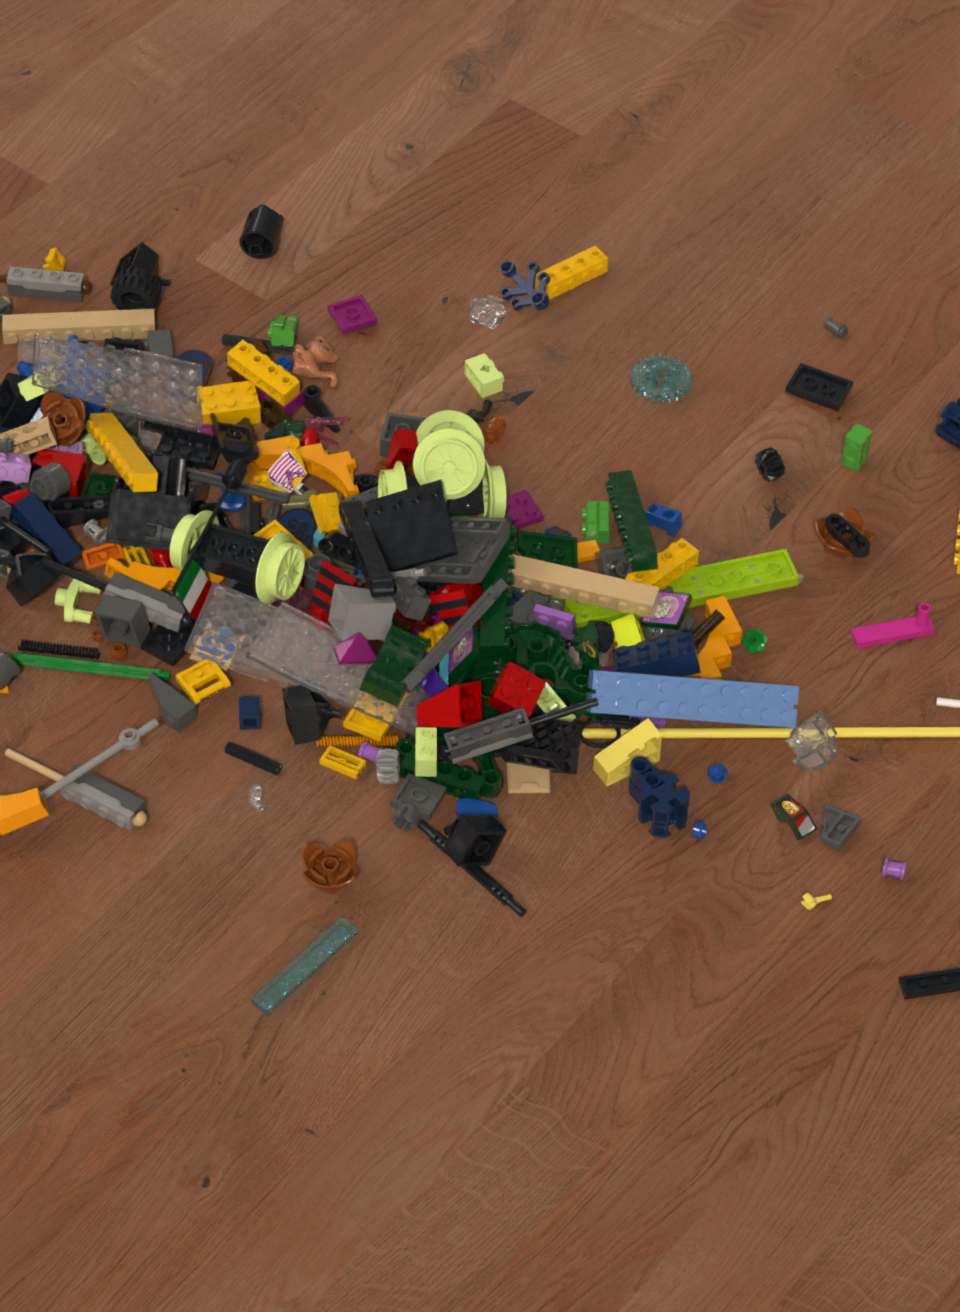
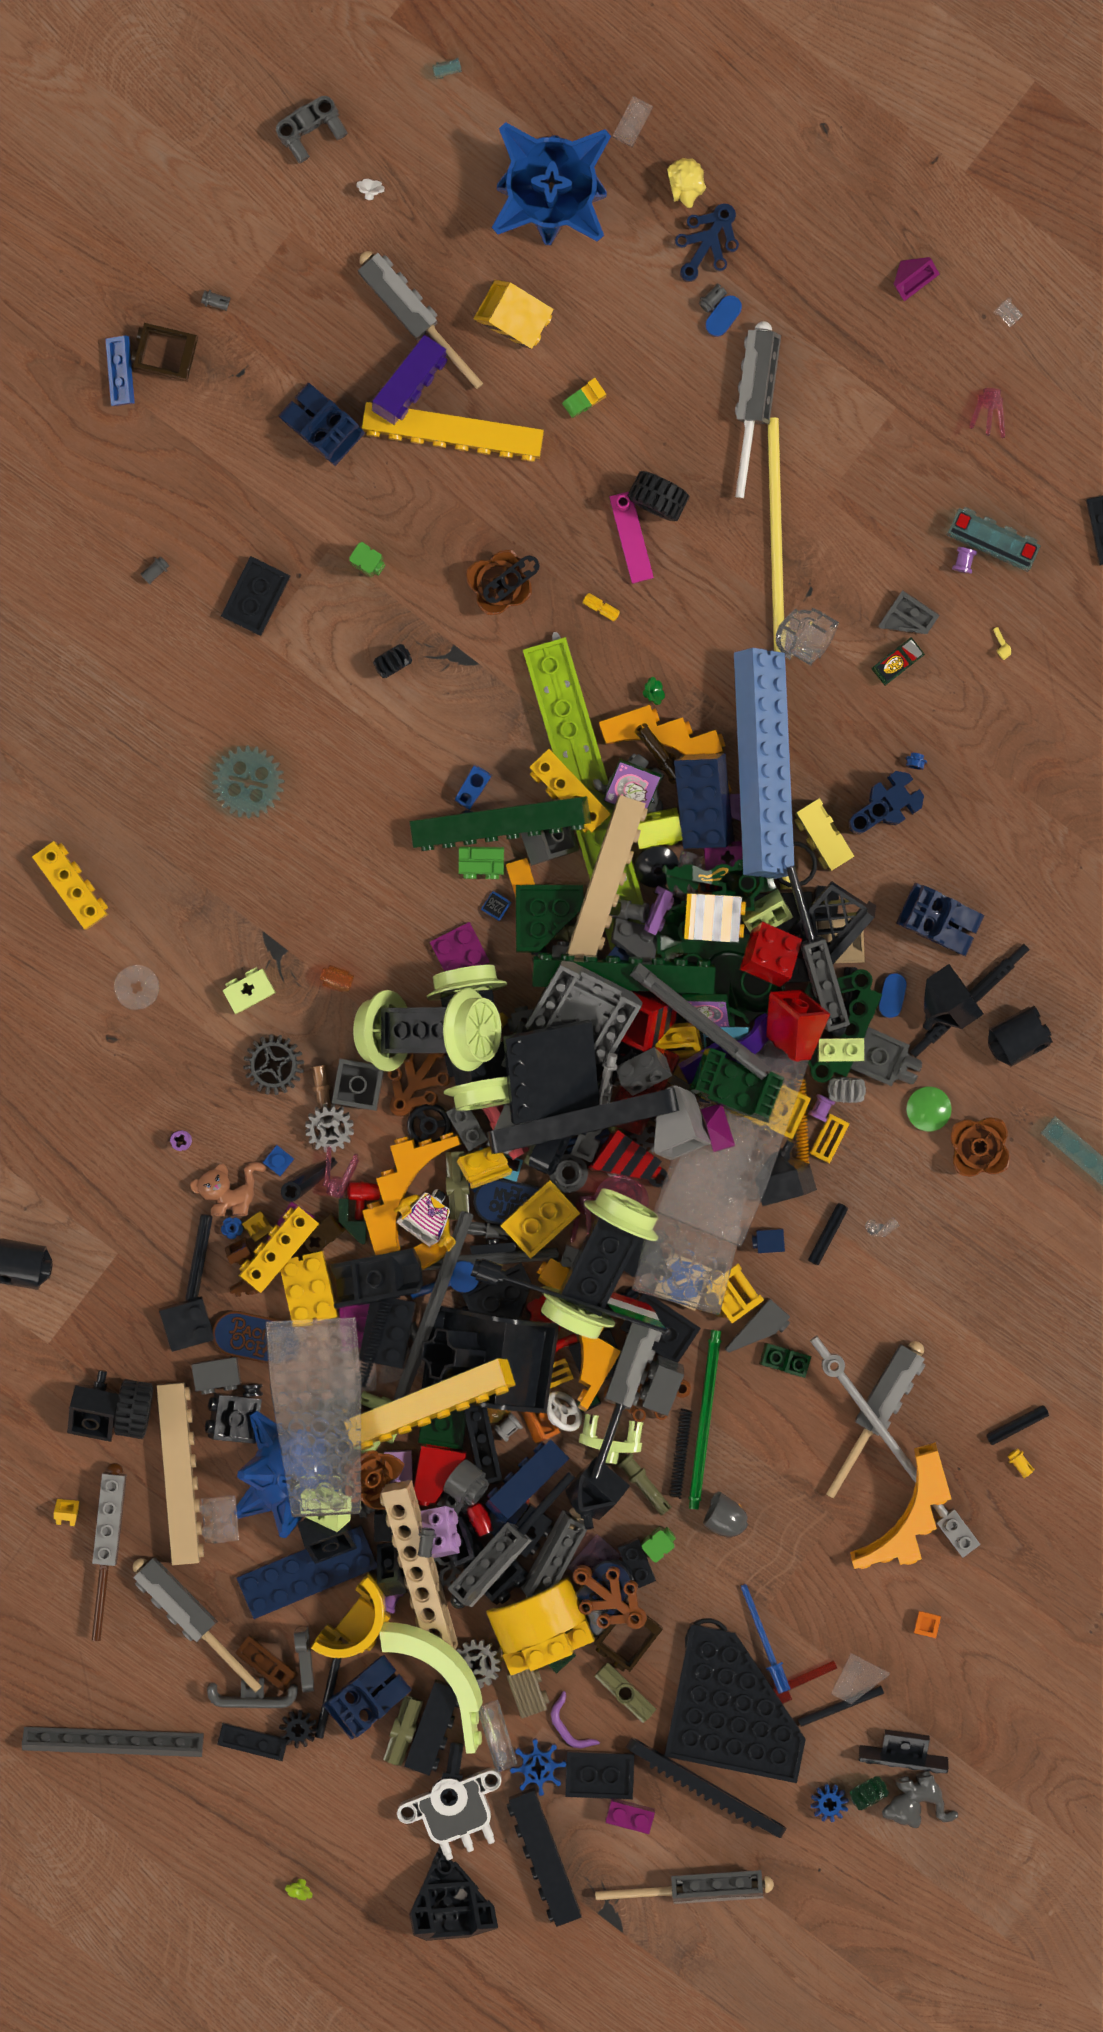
camera: 90 degrees left, 40 degrees up
(19, 900) = (1020, 1462): none -> yellow pin
(42, 617) = (637, 1475): none -> olive pin
(58, 898) = (1017, 1425): none -> black axle
(96, 562) = (560, 1412): none -> white piece
(139, 717) = (785, 1360): none -> dark green slope
(163, 533) = (540, 1348): dark grey piece -> none
(204, 333) = (186, 1324): none -> black plate
(283, 330) = (187, 1228): bright green brick -> none
(339, 394) = (278, 1160): none -> blue plate
(352, 314) = (148, 1149): magenta plate -> none
(358, 332) = (188, 1138): none -> medium lavender bush
(365, 420) = (328, 1121): none -> light grey gear
(368, 835) = (928, 1109): none -> bright green dish
(402, 448) = (396, 1083): red slope -> none
(421, 389) = (256, 1072): none -> dark grey gear
(436, 897) = (1019, 1037): none -> black cylinder
(478, 416) = (308, 1002): pearl dark grey piece -> none
(538, 299) = (104, 940): dark blue plant -> none
(545, 846) = (936, 928): none -> dark blue connector
(550, 646) = (714, 917): none -> slope
(717, 773) = (839, 738): blue plate -> none
(826, 610) = (597, 605): none -> yellow piece
(915, 891) = (994, 540): none -> clear light blue brick
(932, 636) = (658, 496): none -> black tyre

